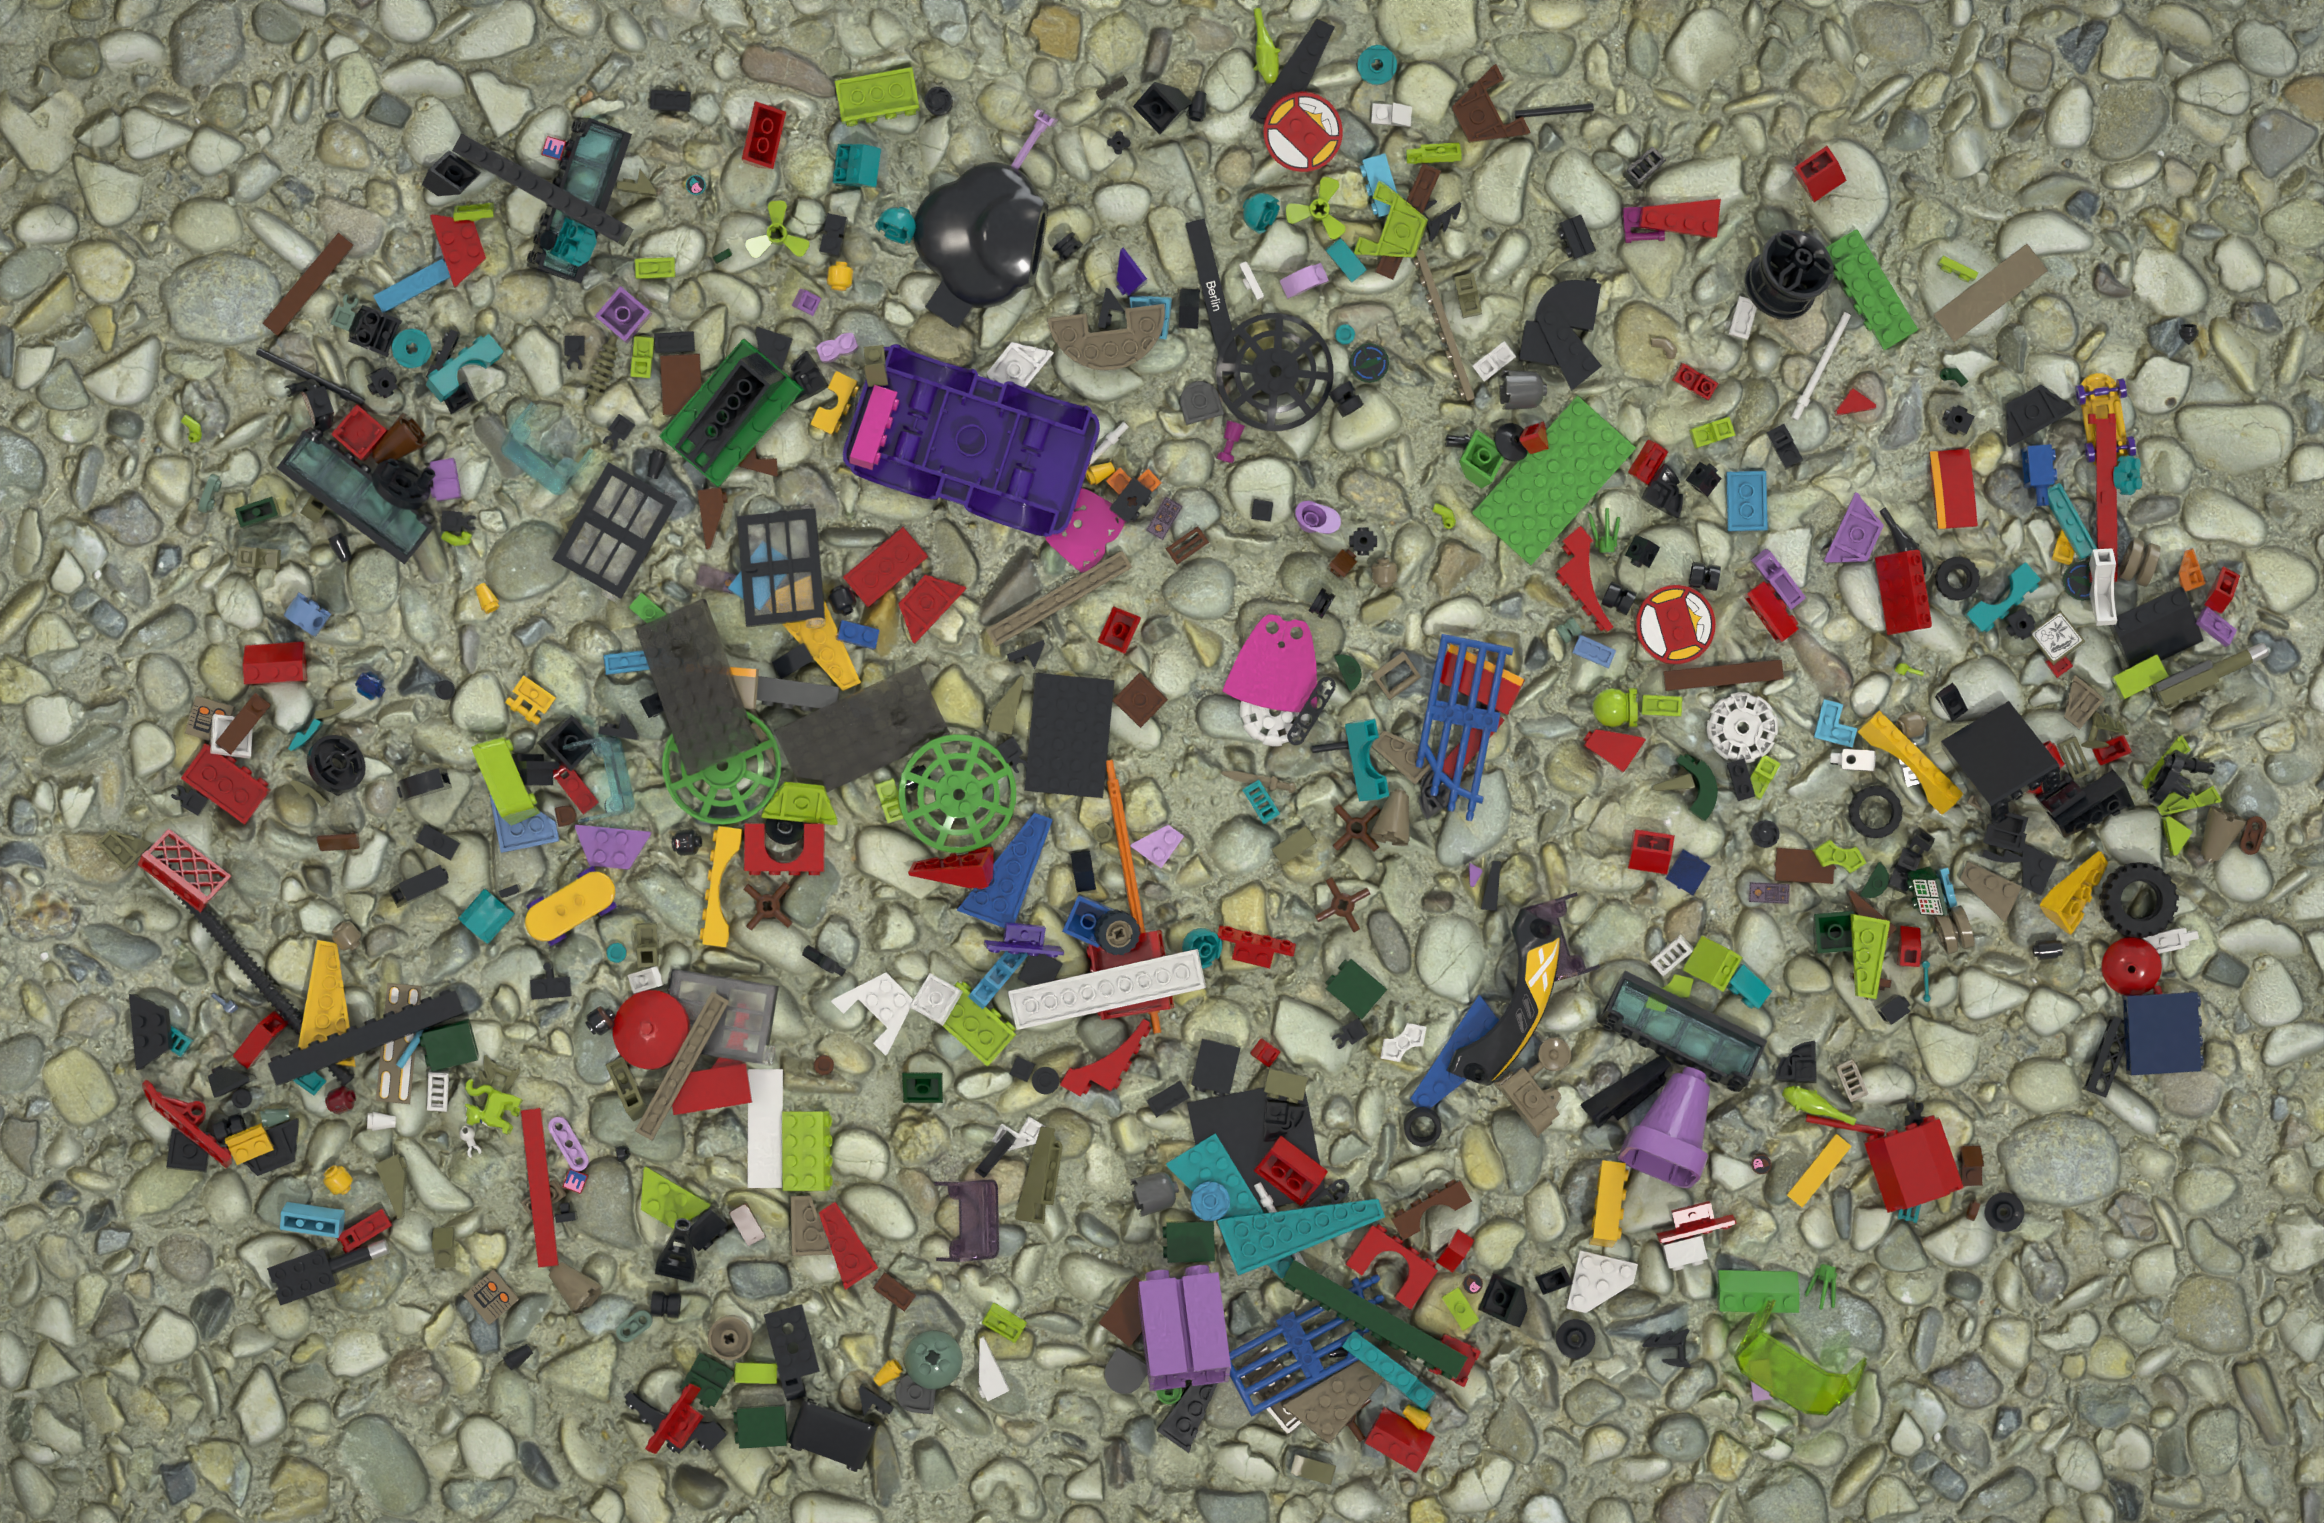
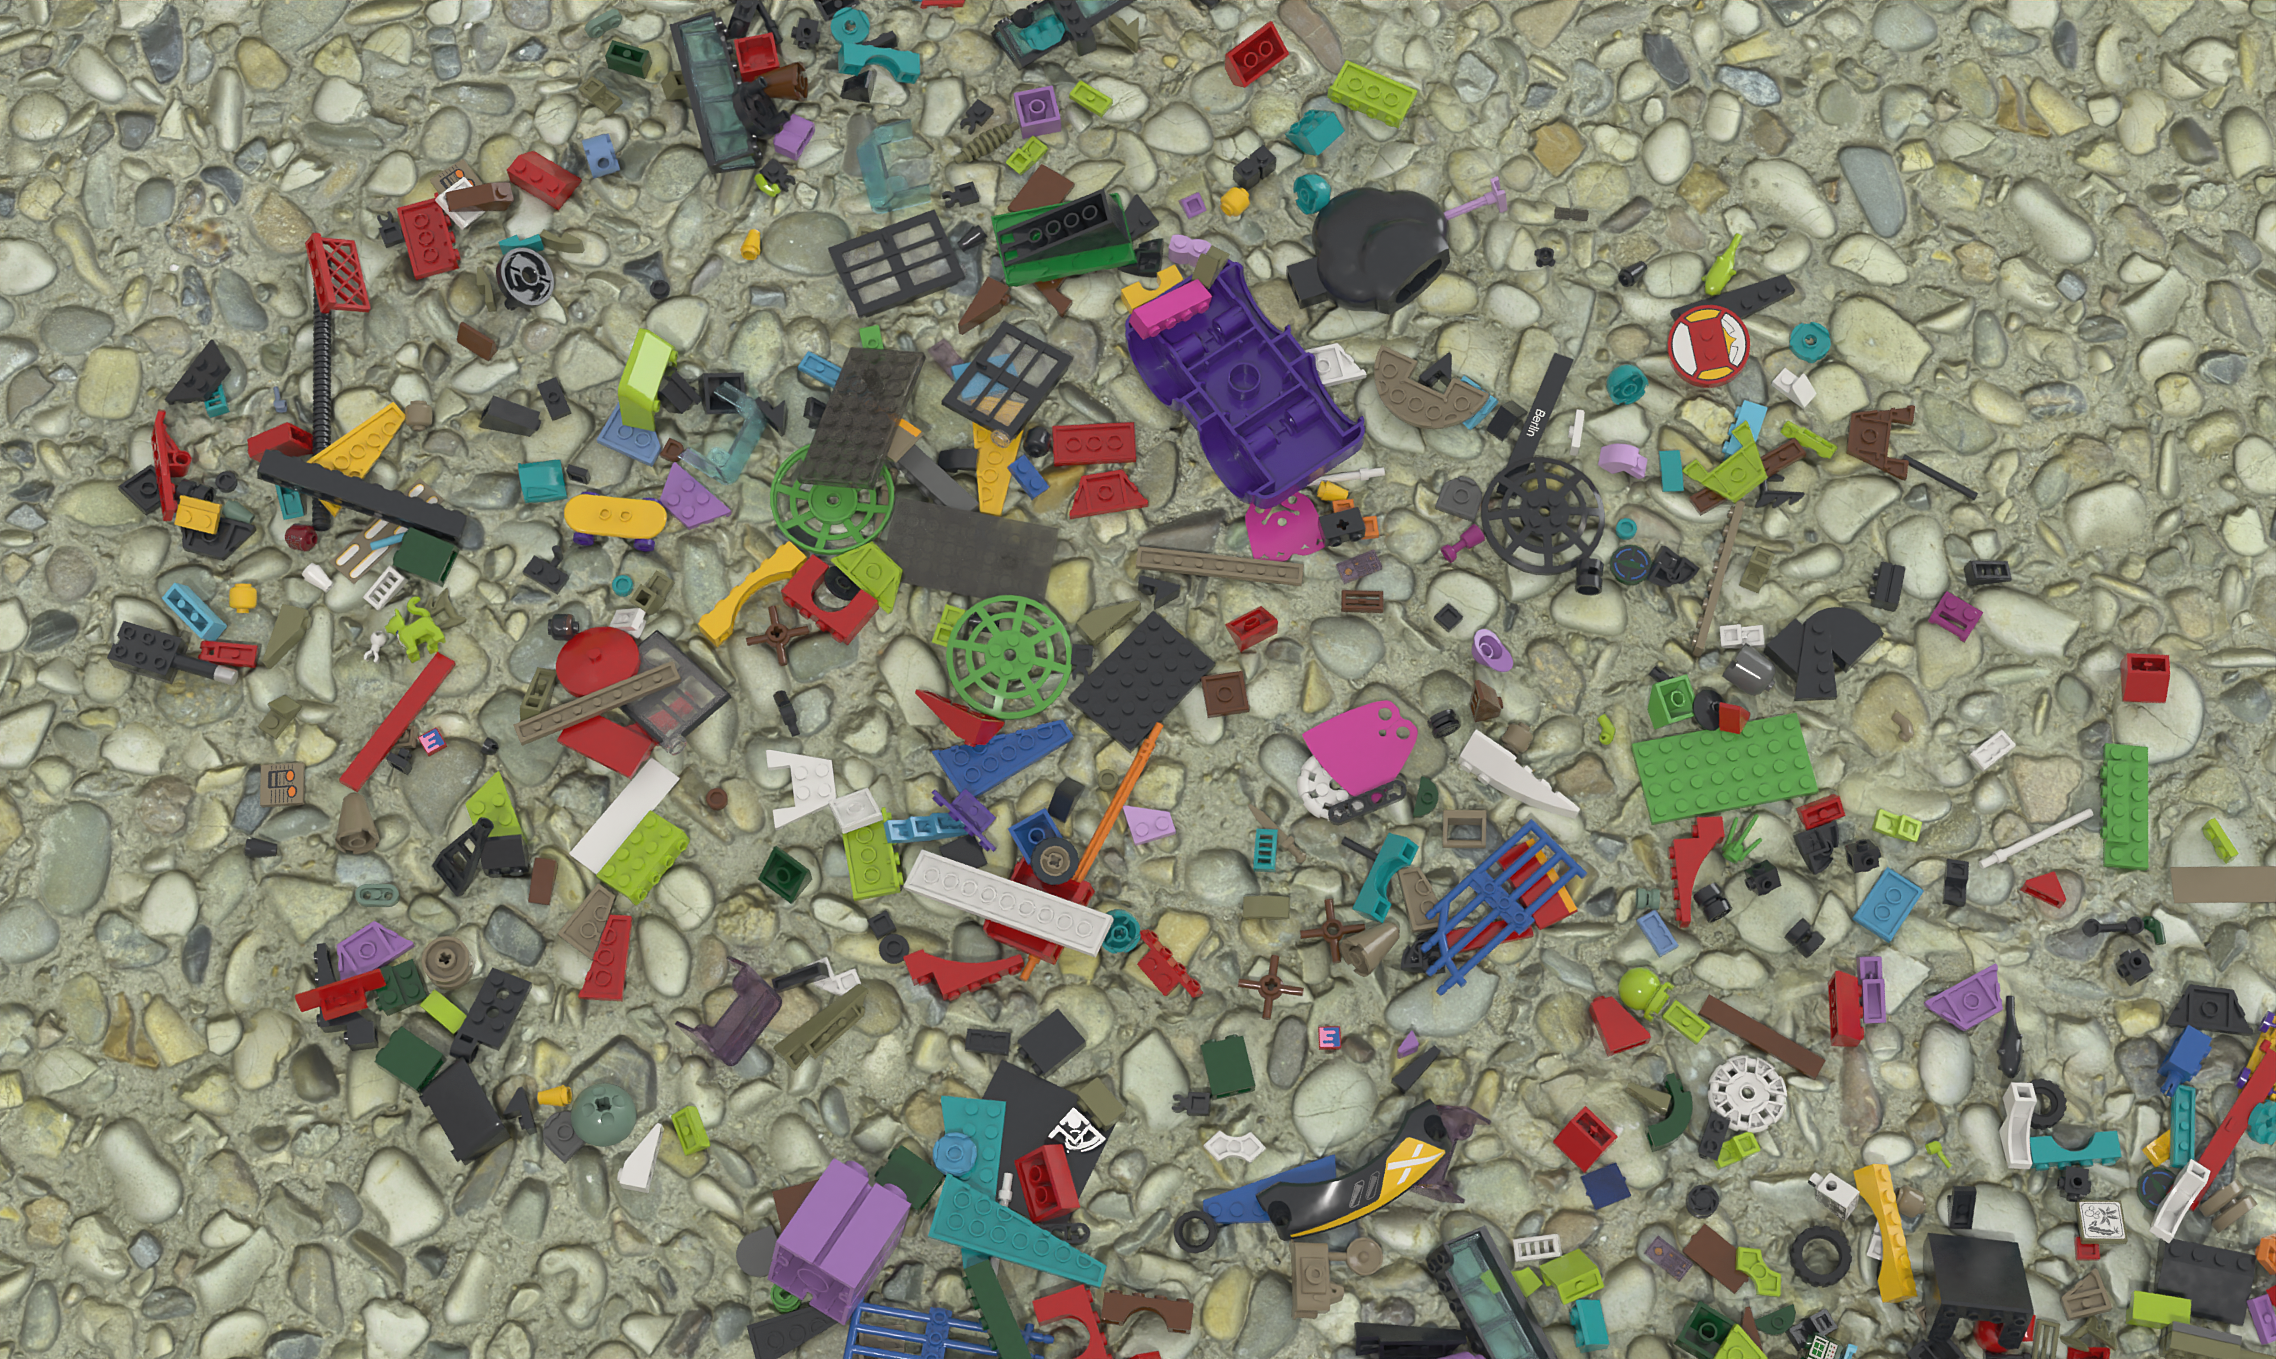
camera: 40 degrees right, 20 degrees down
(123, 848) = (303, 225): olive wing -> none
(227, 1079) = (225, 456): black slope -> none
(340, 547) = (670, 129): black cone -> none
(370, 685) = (604, 244): clear blue head -> none
(424, 784) = (582, 340): black brick -> none
(534, 695) = (727, 342): yellow plate -> none
(561, 1137) = (450, 699): lavender plate -> none
(576, 789) = (699, 431): red plate -> none
(663, 1372) = (370, 950): none -> medium lavender wing
(665, 1304) = (420, 897): black wheel -> none
(674, 342) = (1061, 161): black plate -> none
(686, 842) = (752, 538): black head -> none
(695, 185) = (1173, 63): tile -> none
(722, 256) = (1152, 125): dark green tile -> none
(758, 245) = (1189, 136): lime piece -> none
(894, 1291) = (618, 1031): reddish brown plate -> none
(938, 101) = (1419, 130): black wheel -> none
(1067, 246) = (1441, 302): black wheel -> none
(1129, 275) = (1476, 356): dark purple slope -> none
(1154, 1193) = (911, 1110): dark grey cylinder -> none
(1161, 106) = (1603, 252): black slope -> none
(1265, 1052) = (1104, 1066): red slope -> none
(1298, 212) = (1657, 405): lime piece -> none
(1354, 541) = (1518, 699): black brick -> none
(1394, 609) = (1498, 768): none -> white wedge
(1401, 345) = (1670, 569): none -> black brick
(1412, 909) = (1329, 1038): none -> tile
(1675, 624) = (1748, 962): piece -> none
(1687, 218) = (1996, 634): red wing -> none
(1695, 381) = (1910, 774): red slope -> none
(1779, 289) = (2061, 732): black wheel -> none
(1829, 727) = (1828, 1151): medium azure plate -> none
(1903, 592) = (1982, 1076): red bracket -> none
(1923, 840) = (1848, 1313): black tile -> none
(1935, 385) = (2131, 927): none -> black bar
(1953, 489) = (2089, 1023): red slope -> none
(1953, 615) = (2015, 1131): none -> white arch

